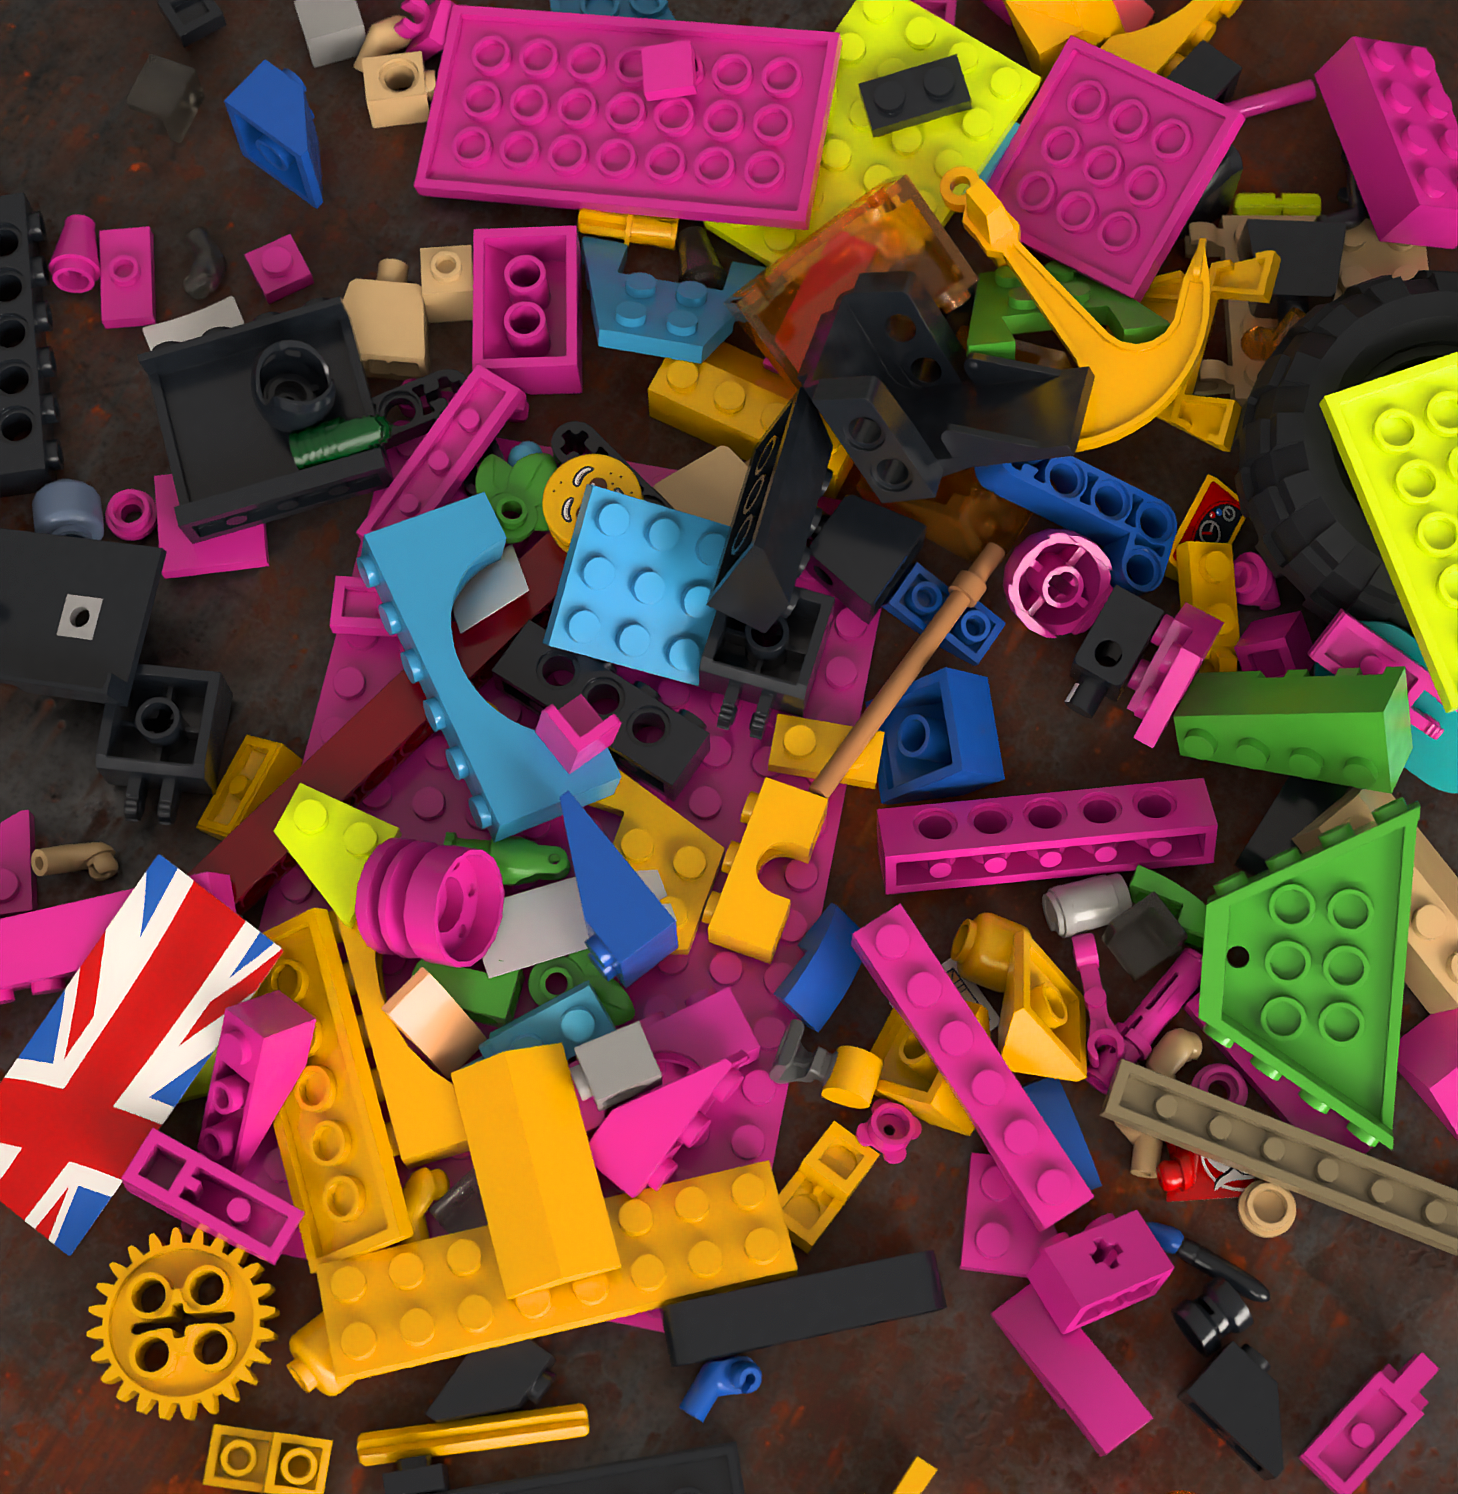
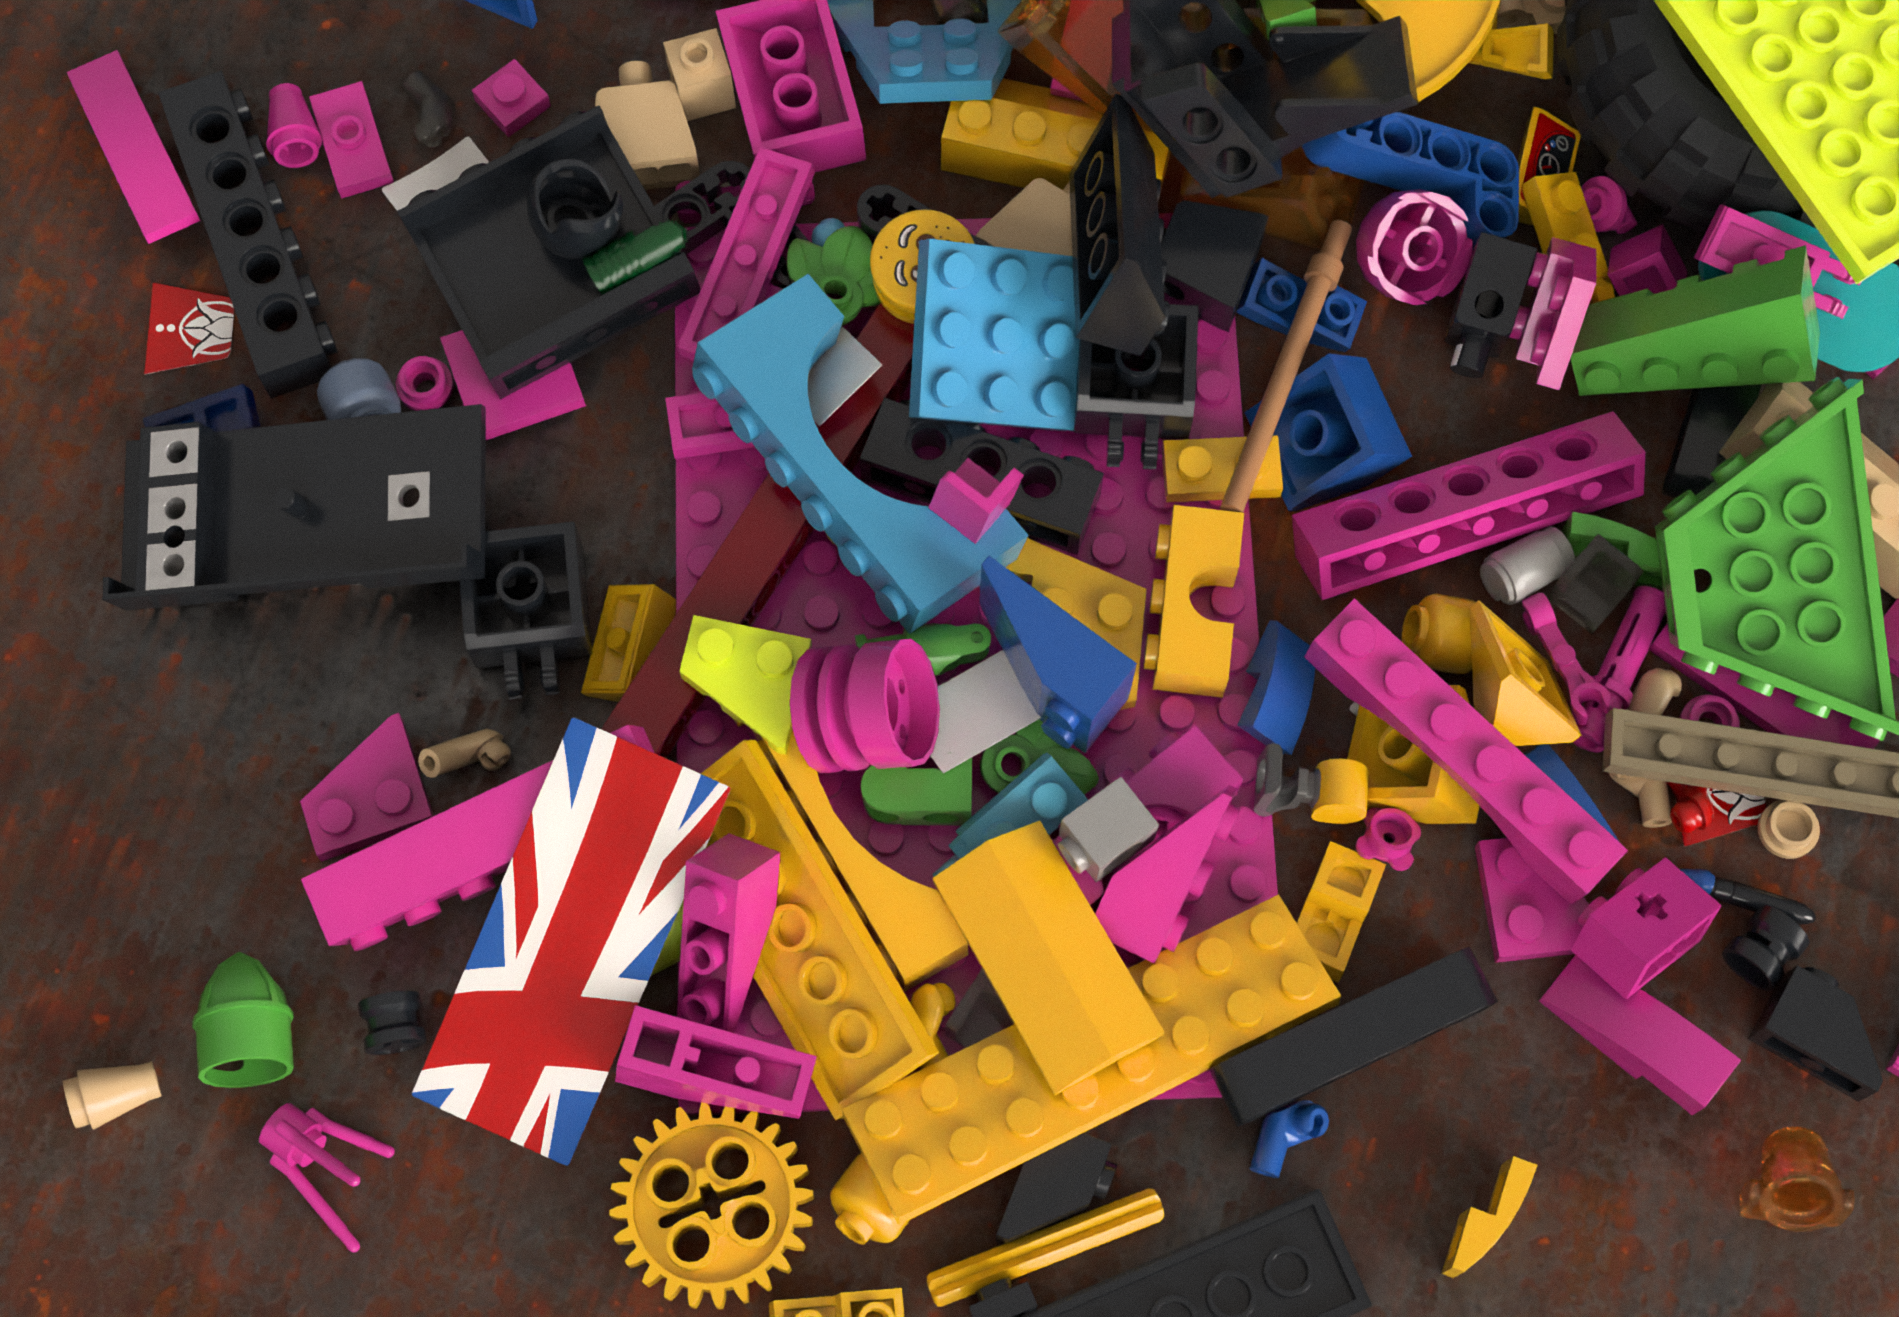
camera: 15 degrees left, 0 degrees up
(434, 1023) = (899, 830): light nougat slope -> none

